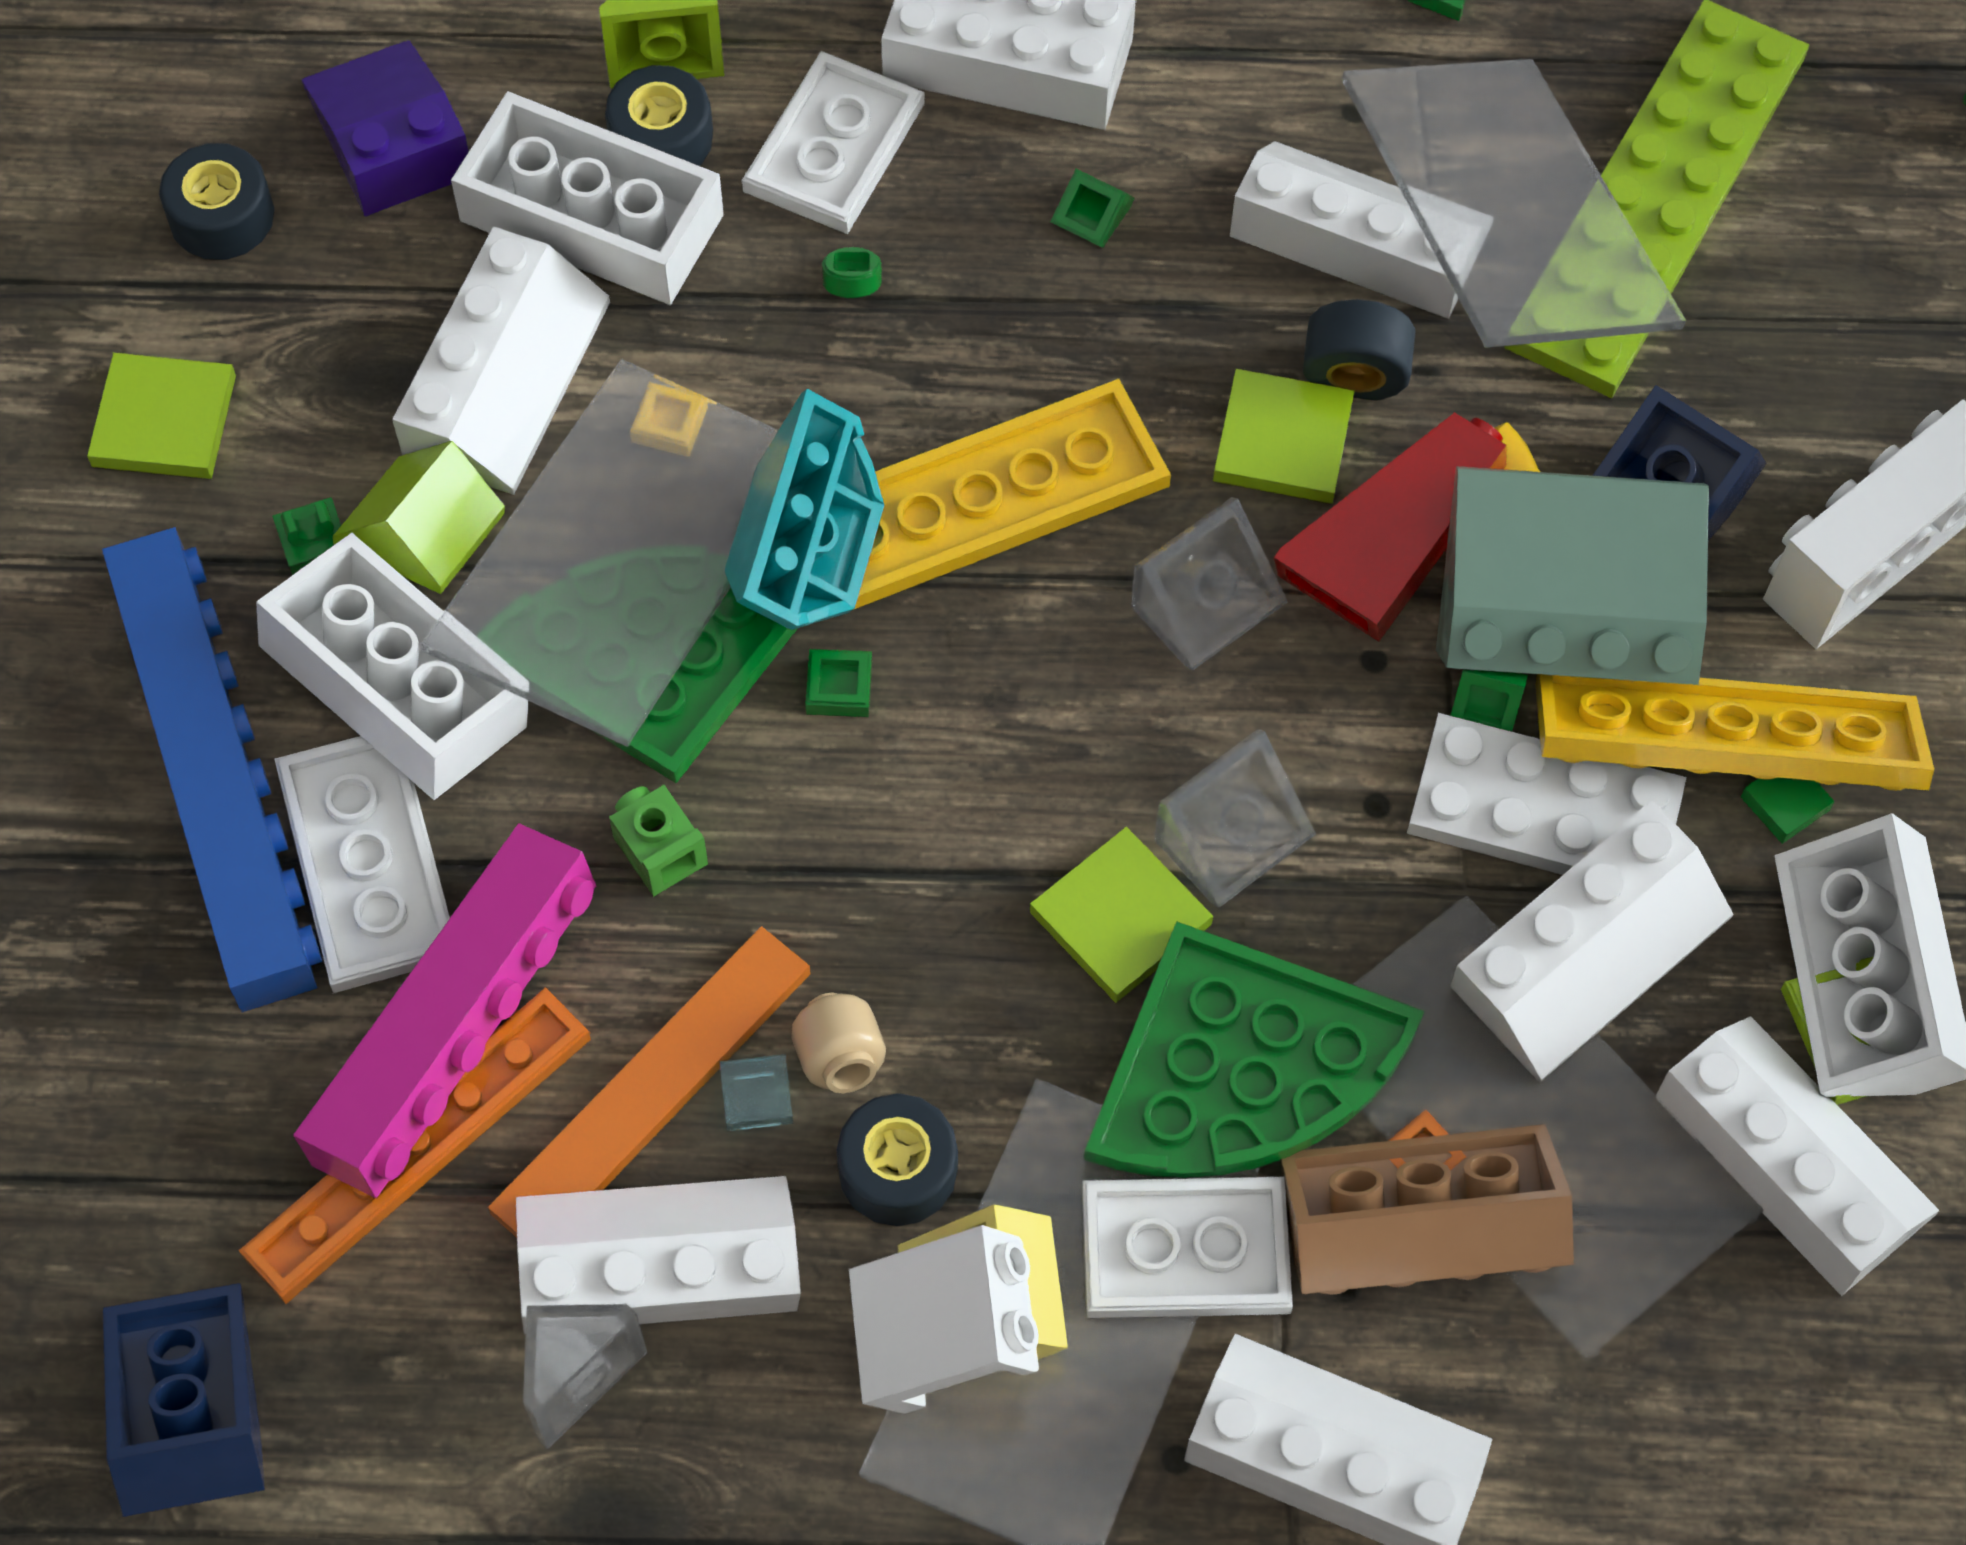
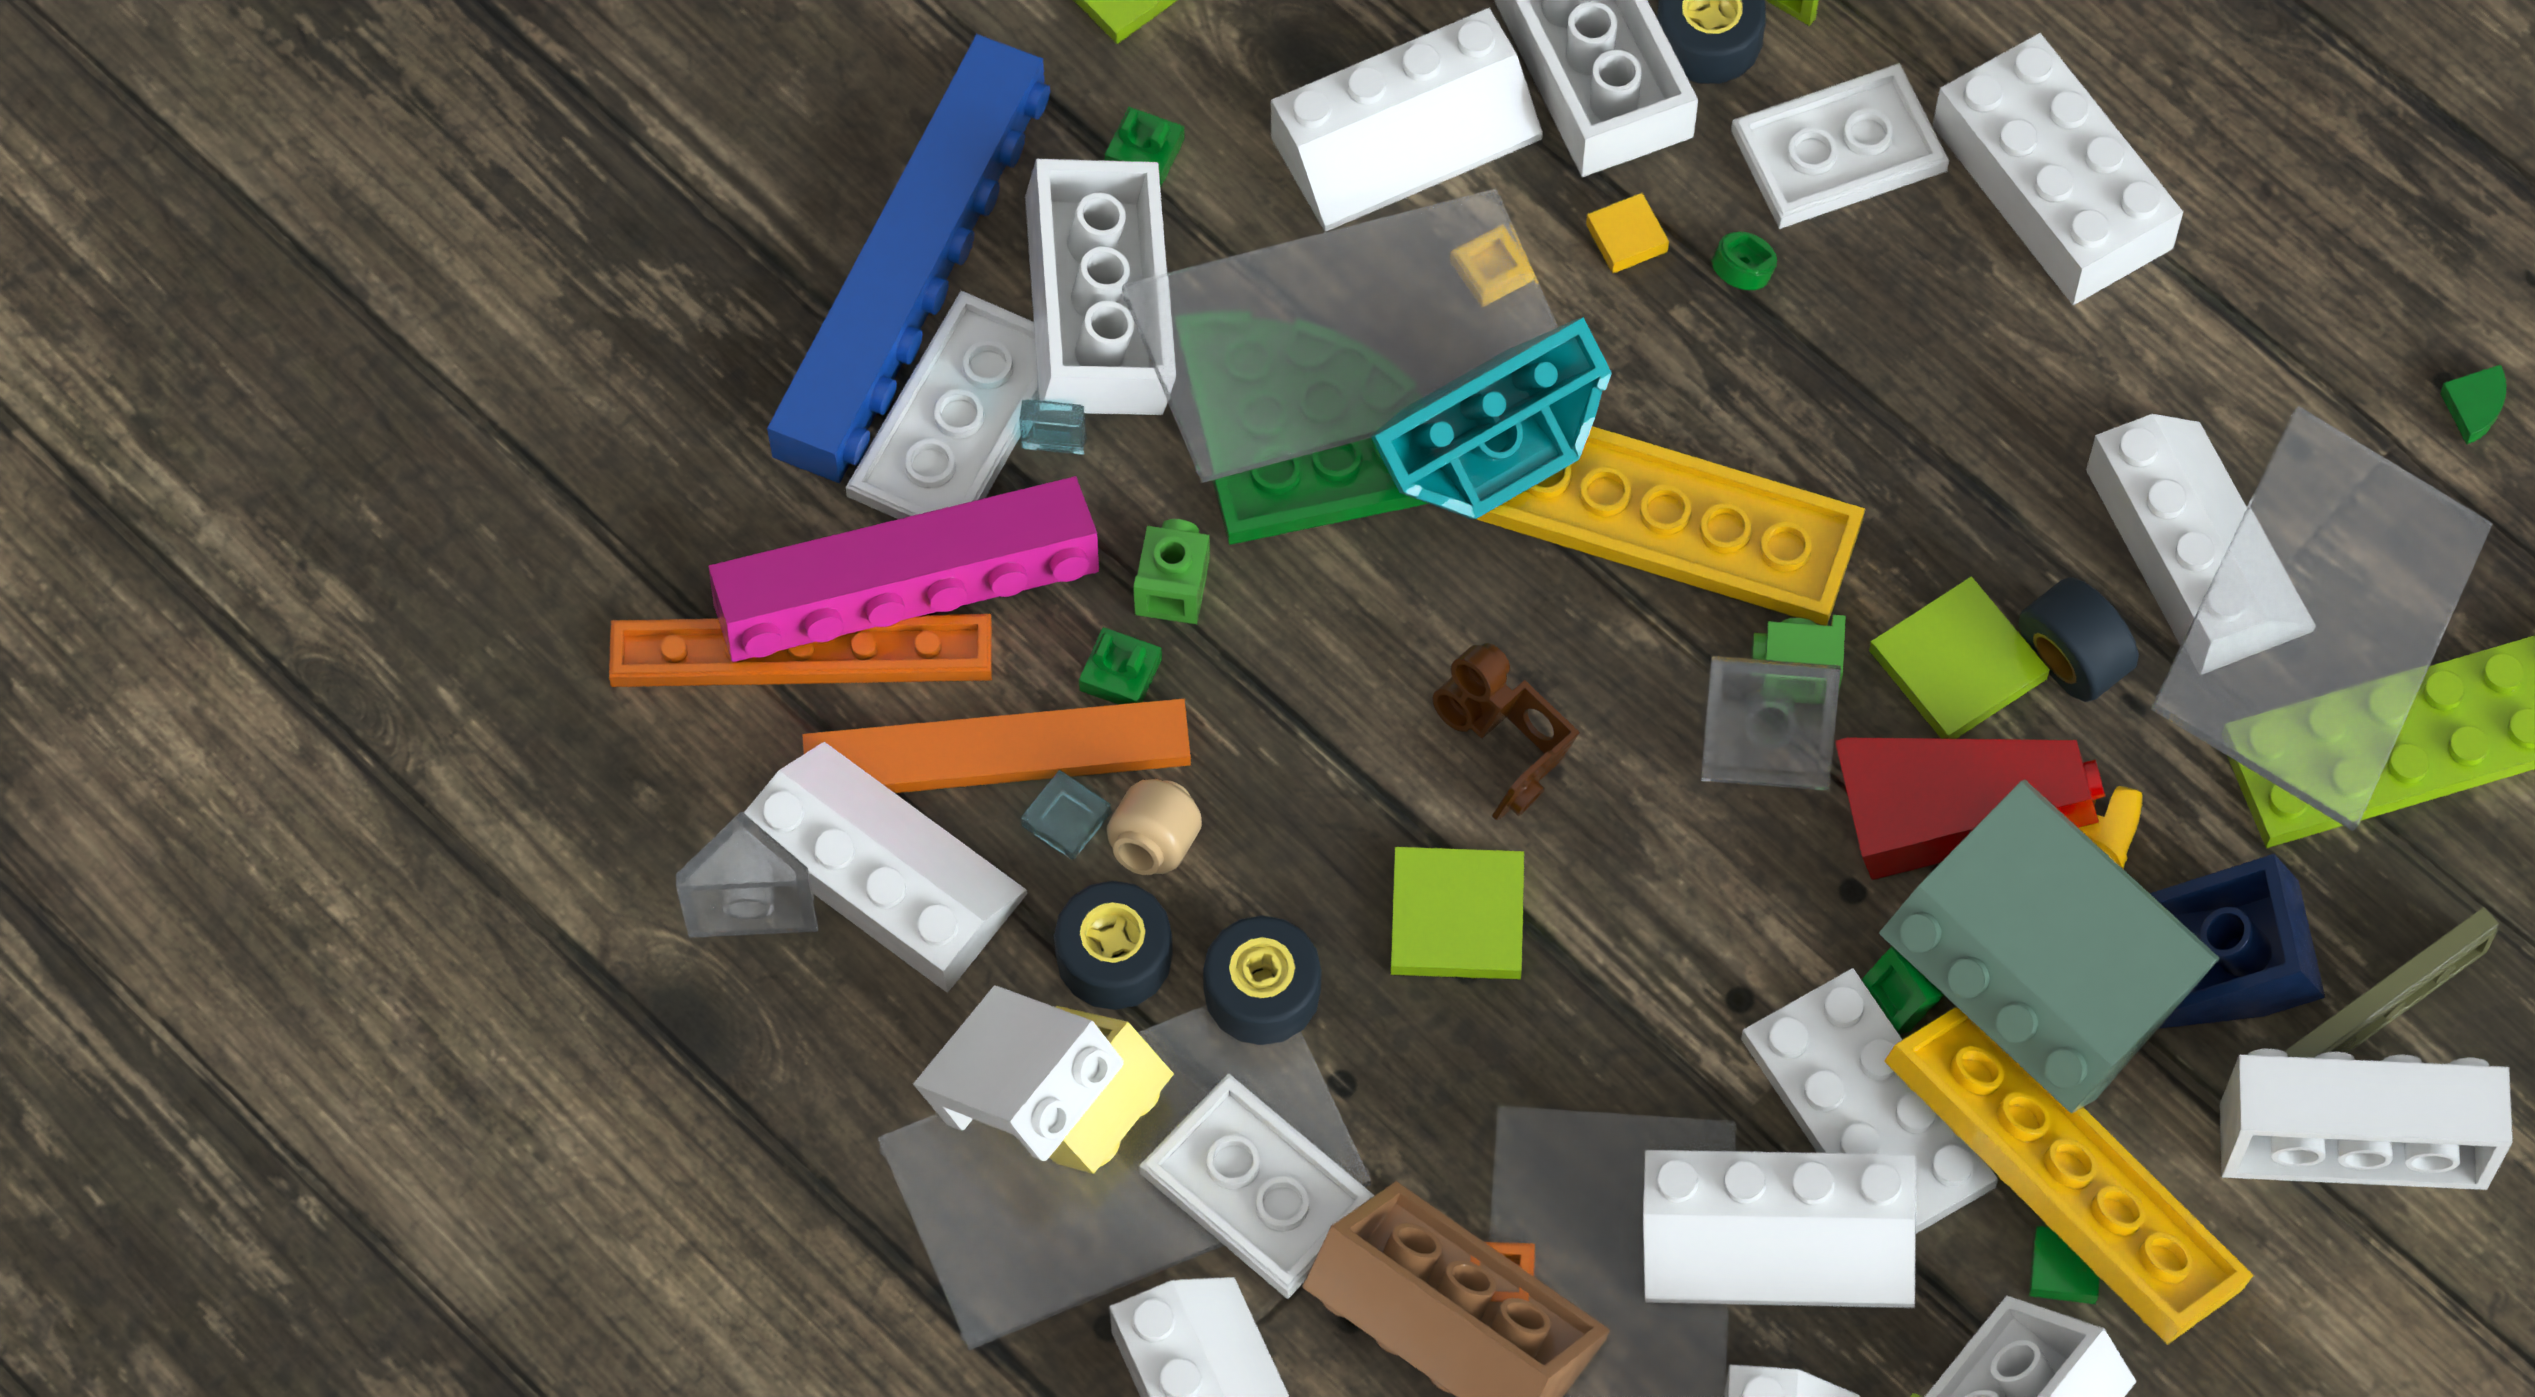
camera: 45 degrees right, 0 degrees up
(180, 1400) = (477, 689): dark blue slope -> none
(426, 515) = (1234, 196): lime slope -> none
(454, 803) = (1052, 426): none -> clear light blue tile
(686, 945) = (1120, 668): none -> green tile
(744, 319) = (1627, 233): none -> yellow tile
(838, 683) = (1422, 569): green tile -> none
(989, 737) = (1480, 700): none -> reddish brown piece
(1043, 1112) = (1257, 1005): none -> black wheel
(1091, 208) = (1993, 358): green slope -> none
(1175, 510) = (1802, 642): none -> bright green brick
(1233, 820) = (1607, 912): clear slope -> none
(1242, 1061) = (1431, 1091): green plate -> none
(1806, 423) = (2401, 989): none -> olive tile

